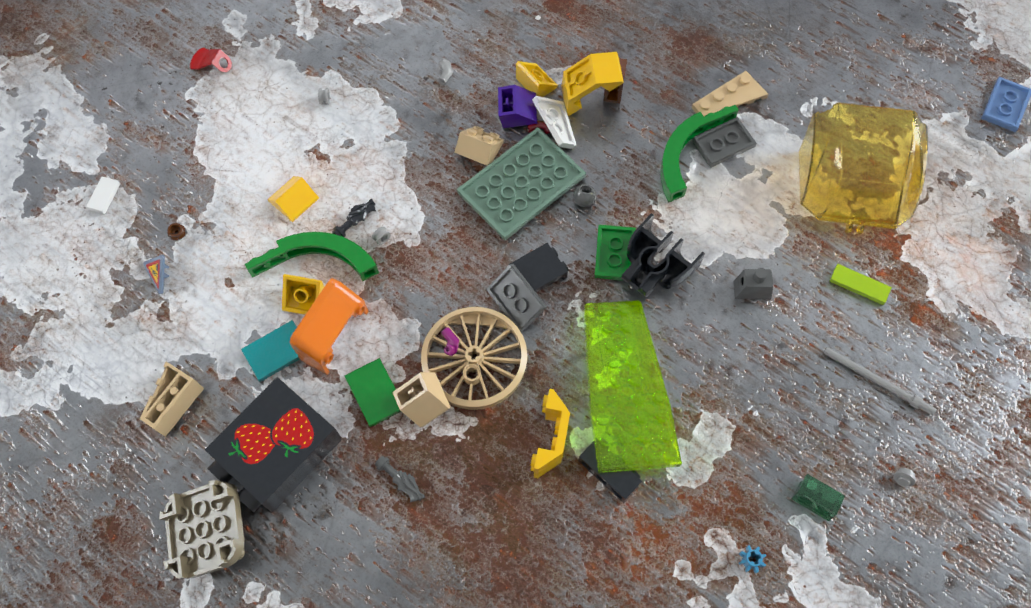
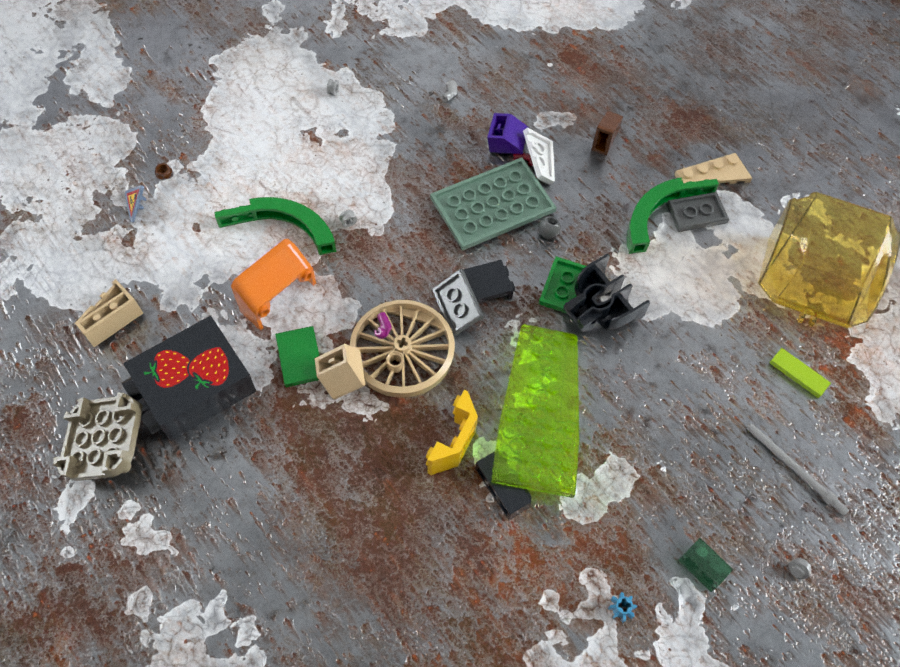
camera: 10 degrees right, 5 degrees down
(103, 195) = (109, 126): white tile -> none
(206, 57) = (236, 31): red piece -> none
(271, 352) = (213, 298): teal tile -> none
(293, 198) = (278, 168): yellow slope -> none
(299, 293) = (254, 247): yellow slope -> none
(356, 215) = (332, 194): black piece -> none
(404, 482) = (302, 445): dark grey piece -> none
(478, 145) = (462, 160): tan slope -> none
(534, 78) = (531, 114): yellow slope -> none
(588, 75) = (580, 118): yellow slope -> none
(754, 284) = (693, 346): dark grey torso -> none

